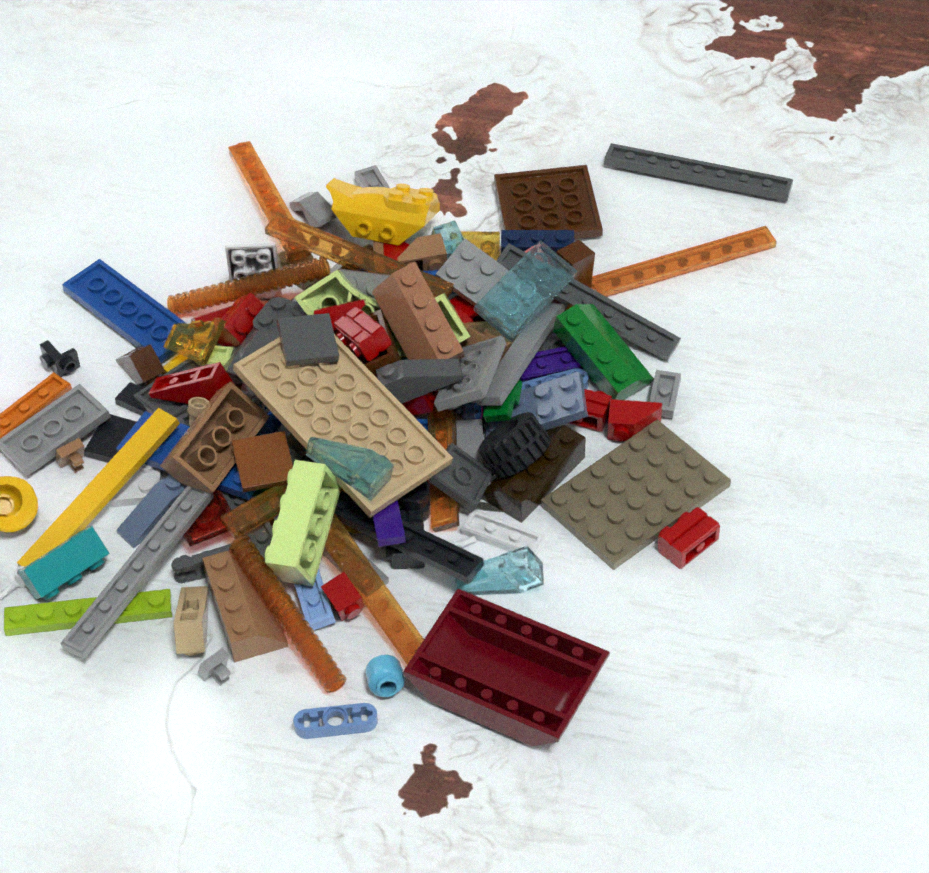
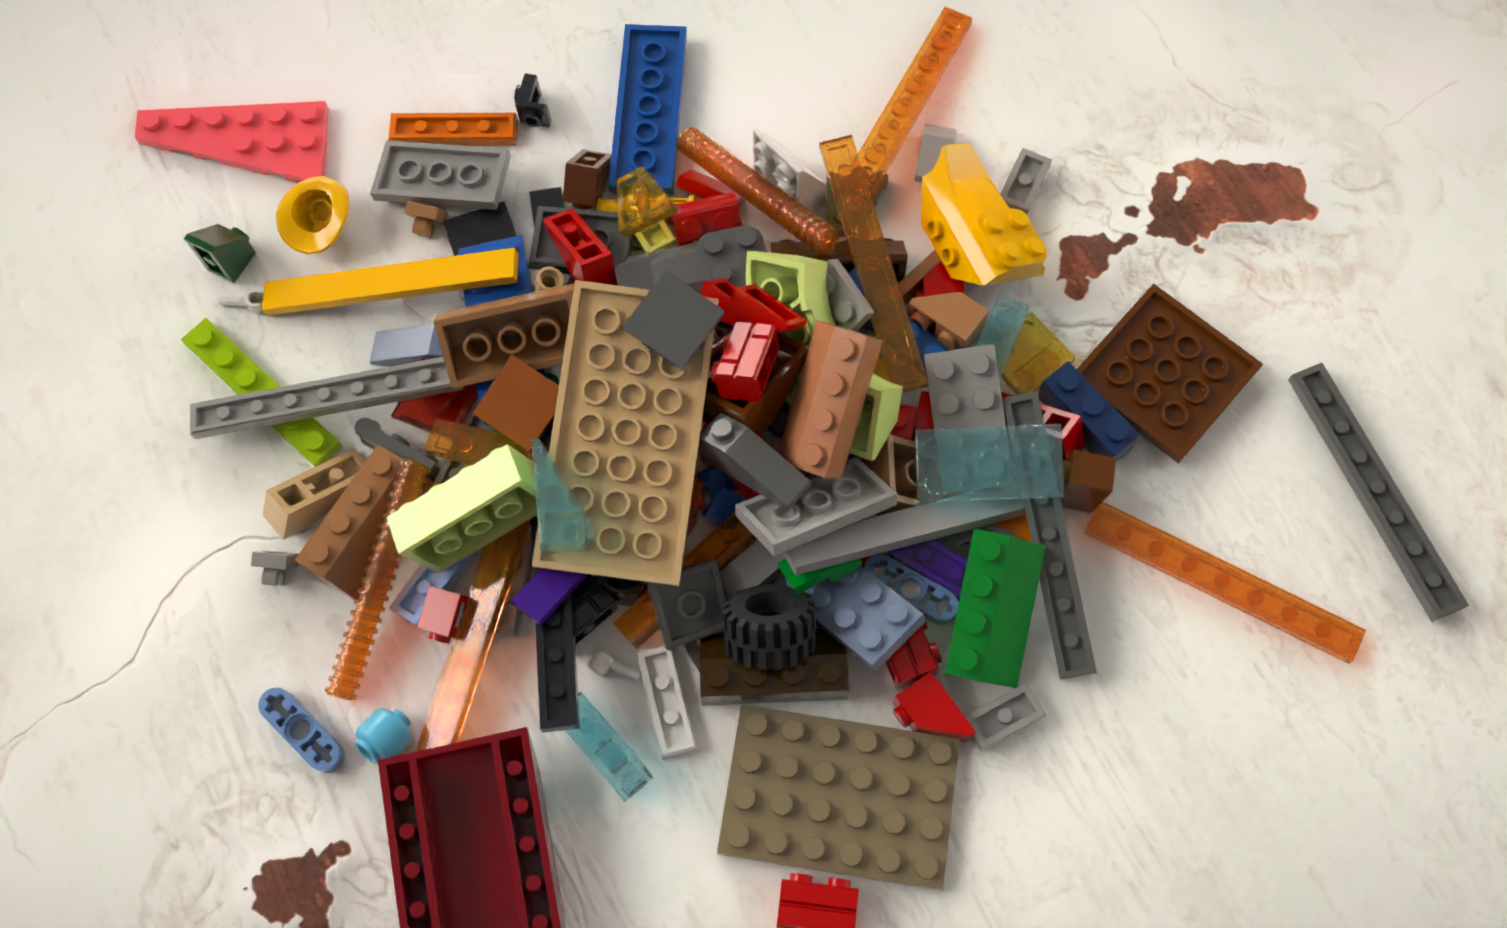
camera: 50 degrees right, 20 degrees up
(64, 564) = (286, 325): teal brick -> none

